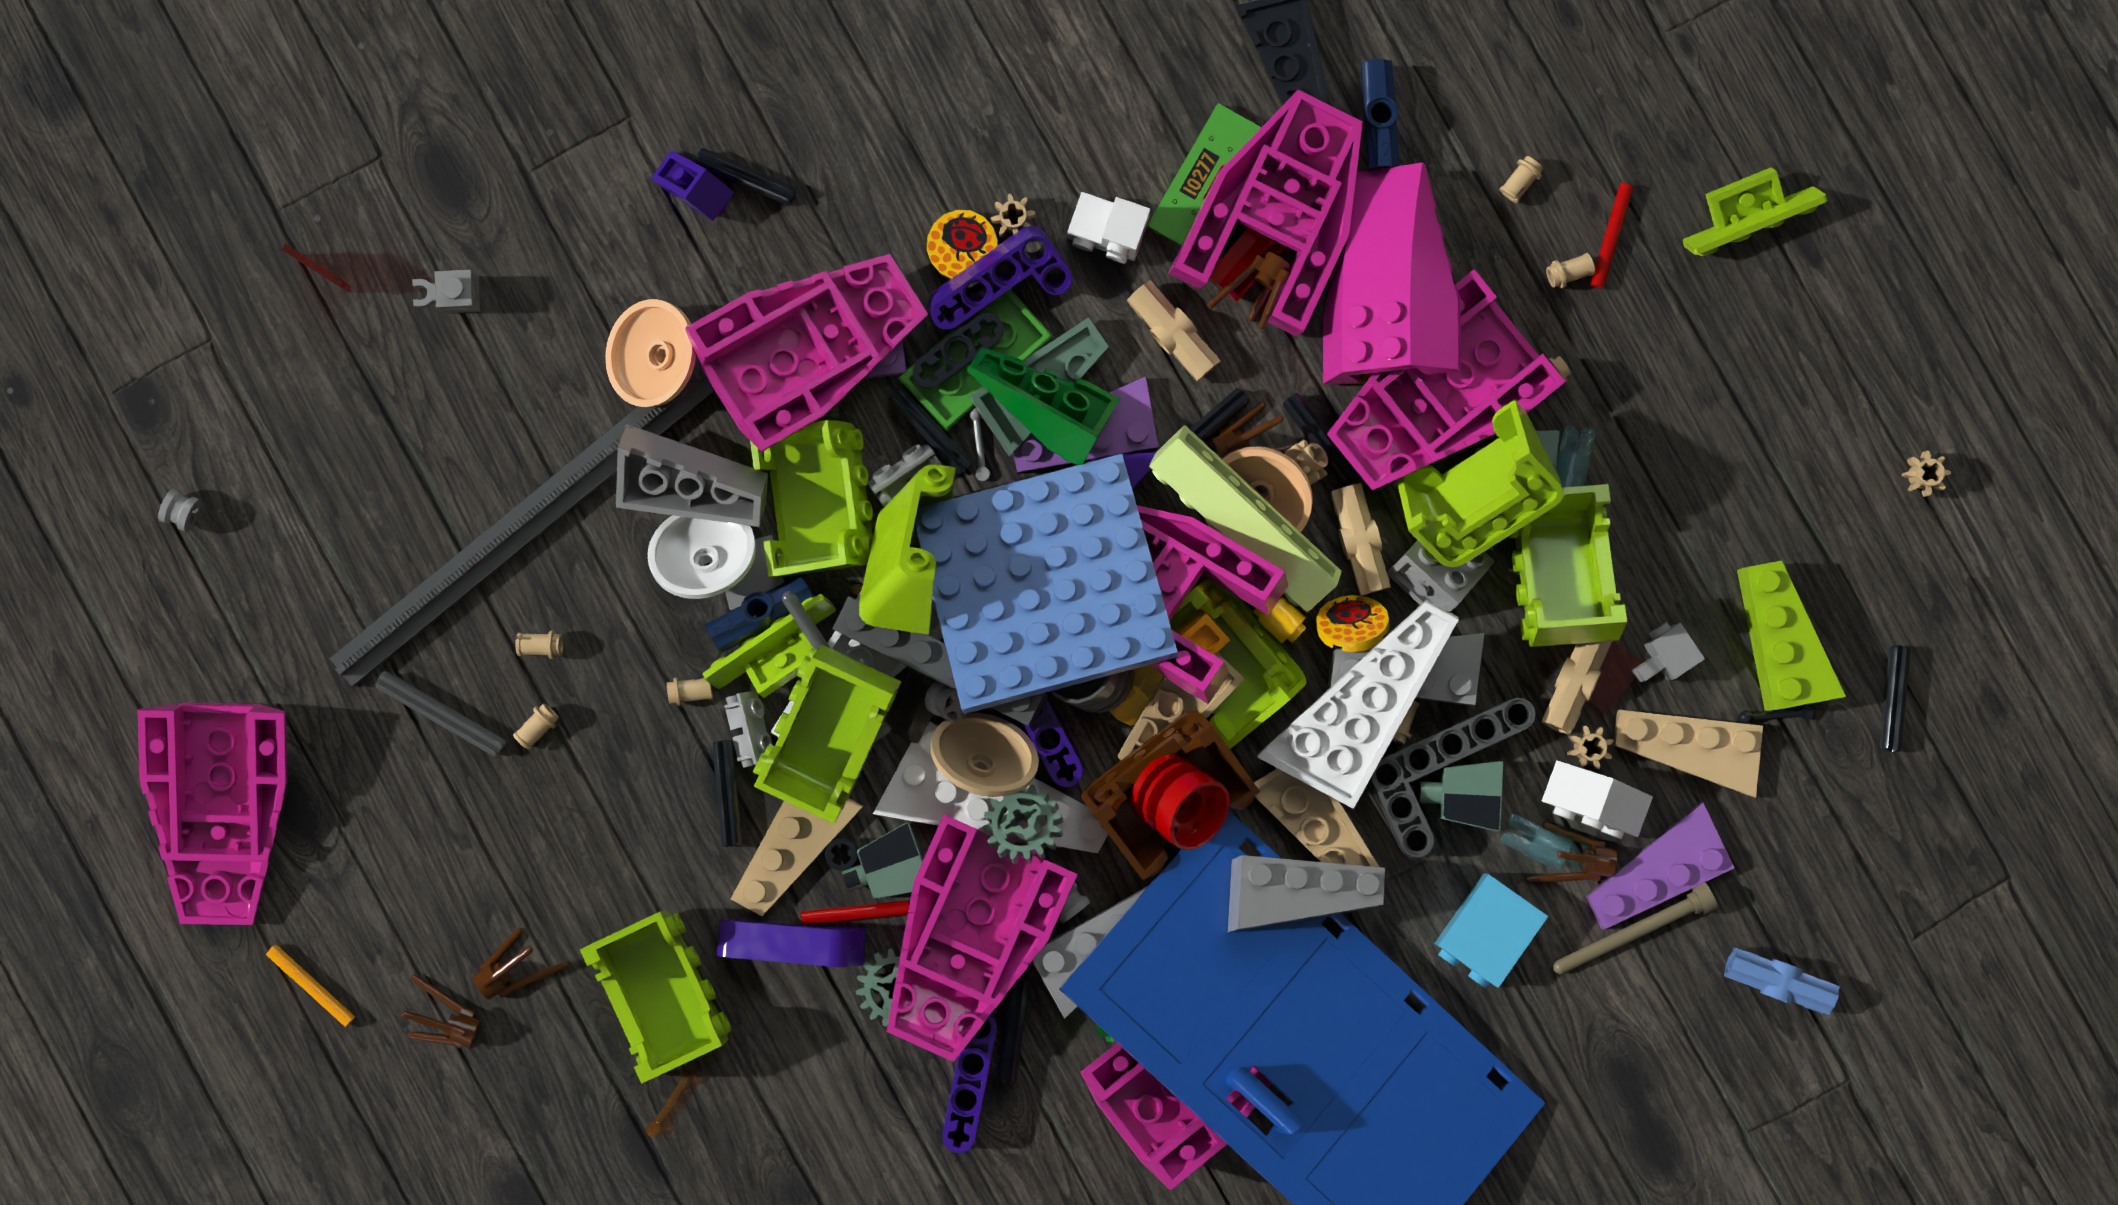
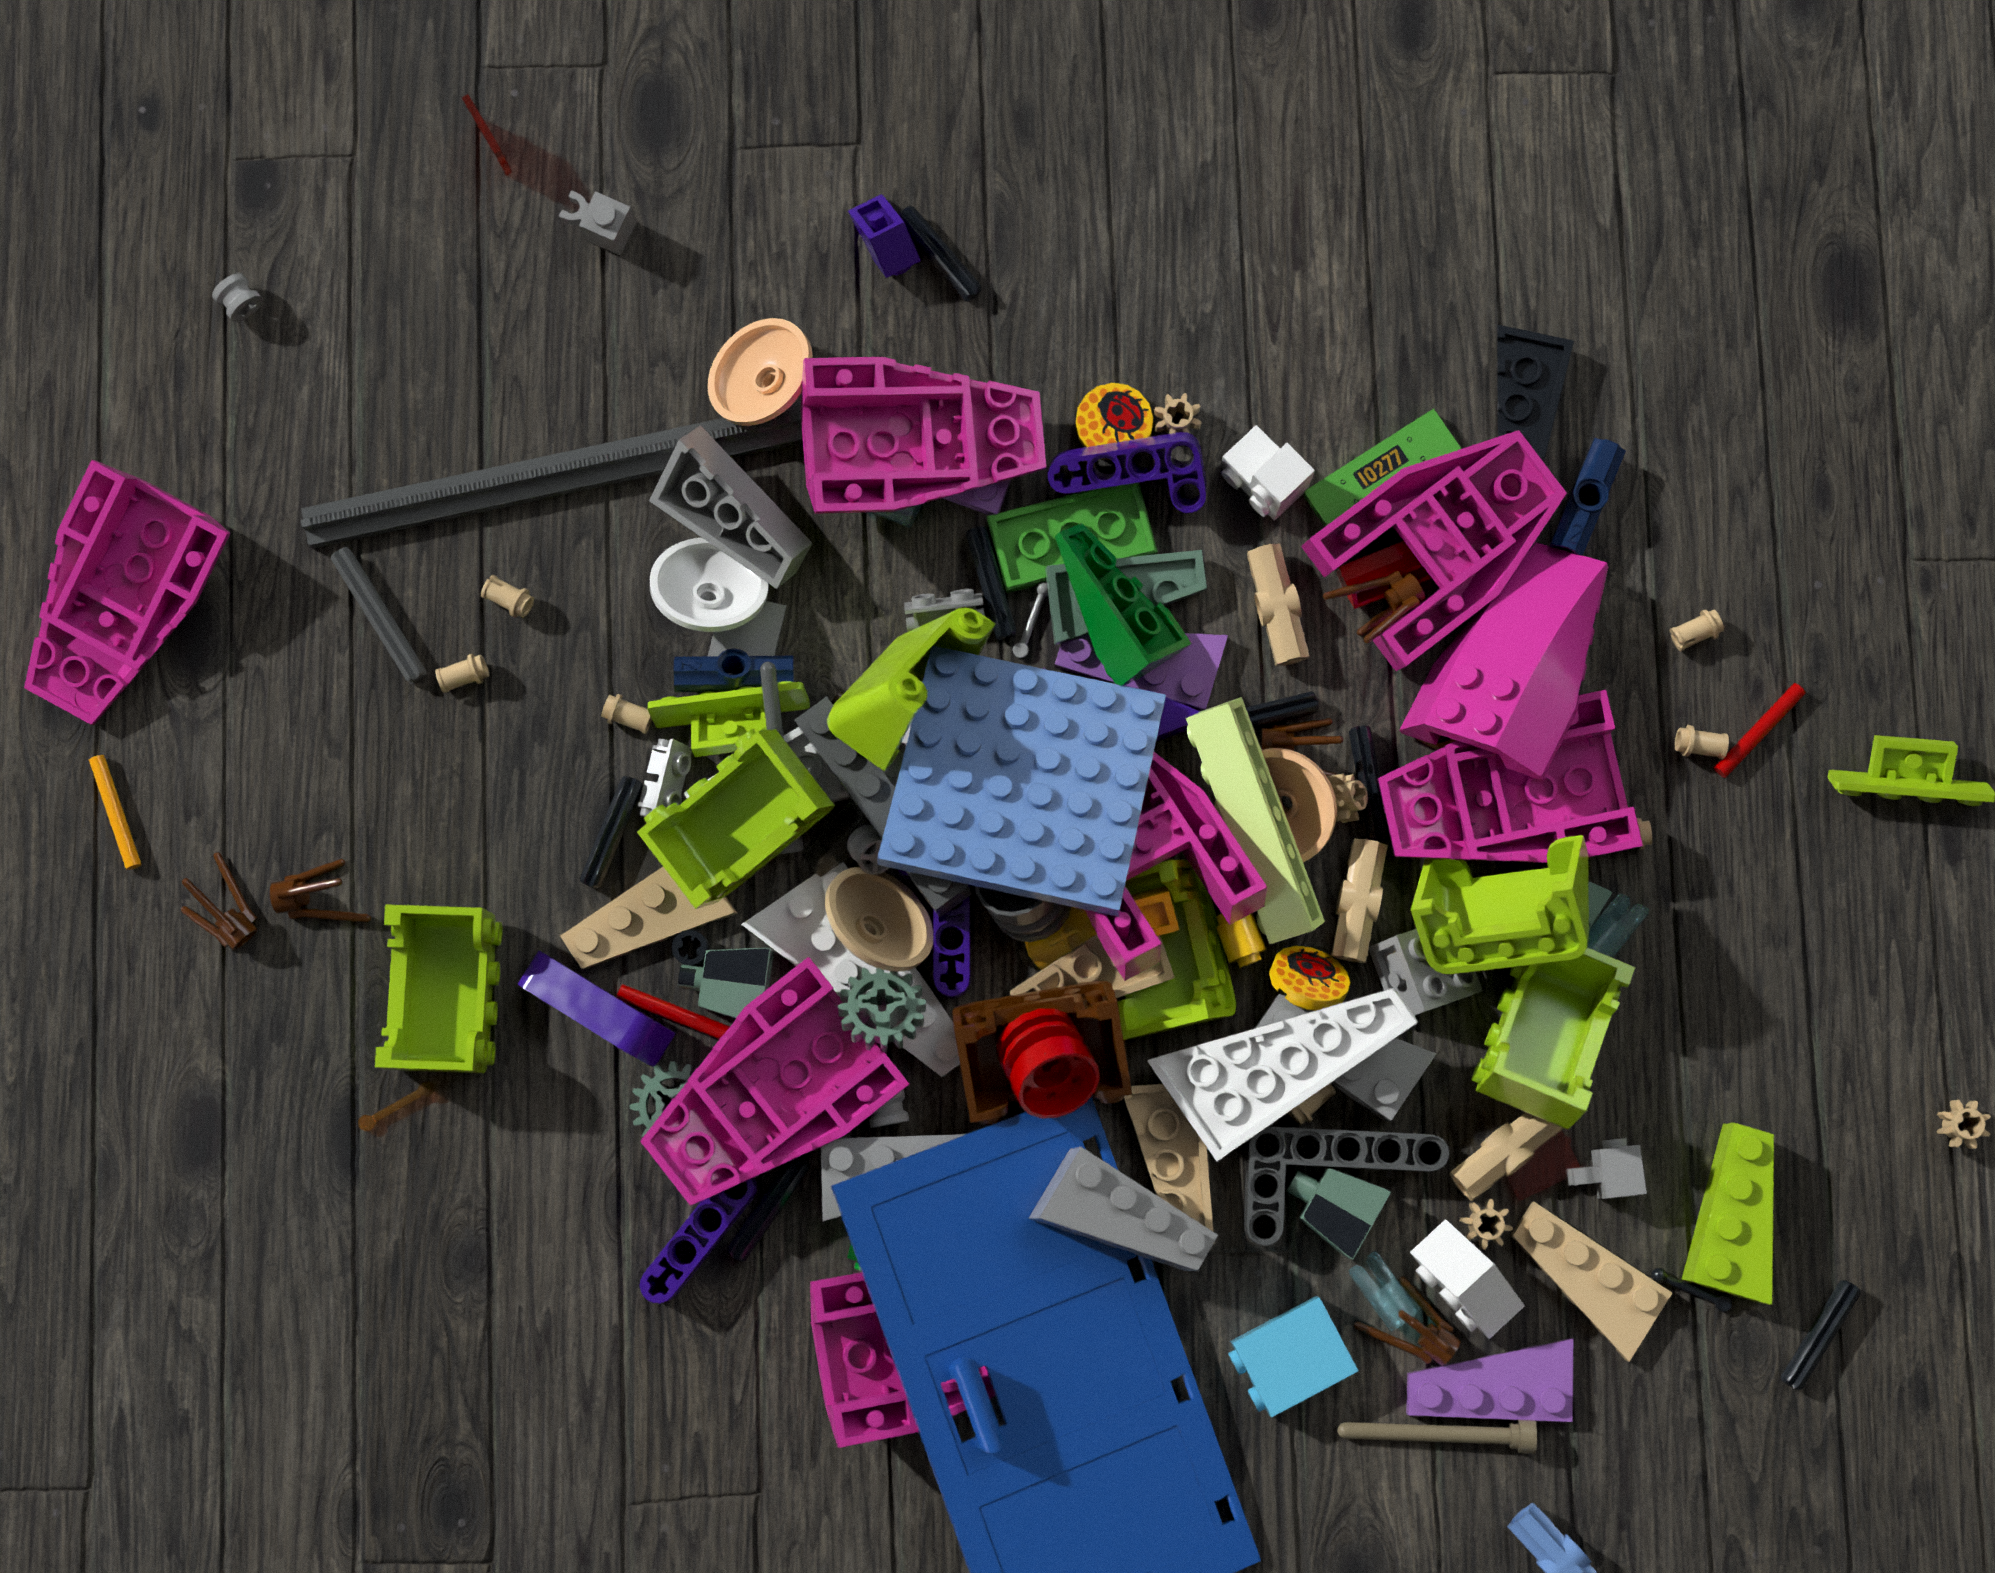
camera: 30 degrees right, 5 degrees down
(818, 500) = (848, 591): lime windscreen -> none
(931, 359) = (1027, 514): black beam -> none

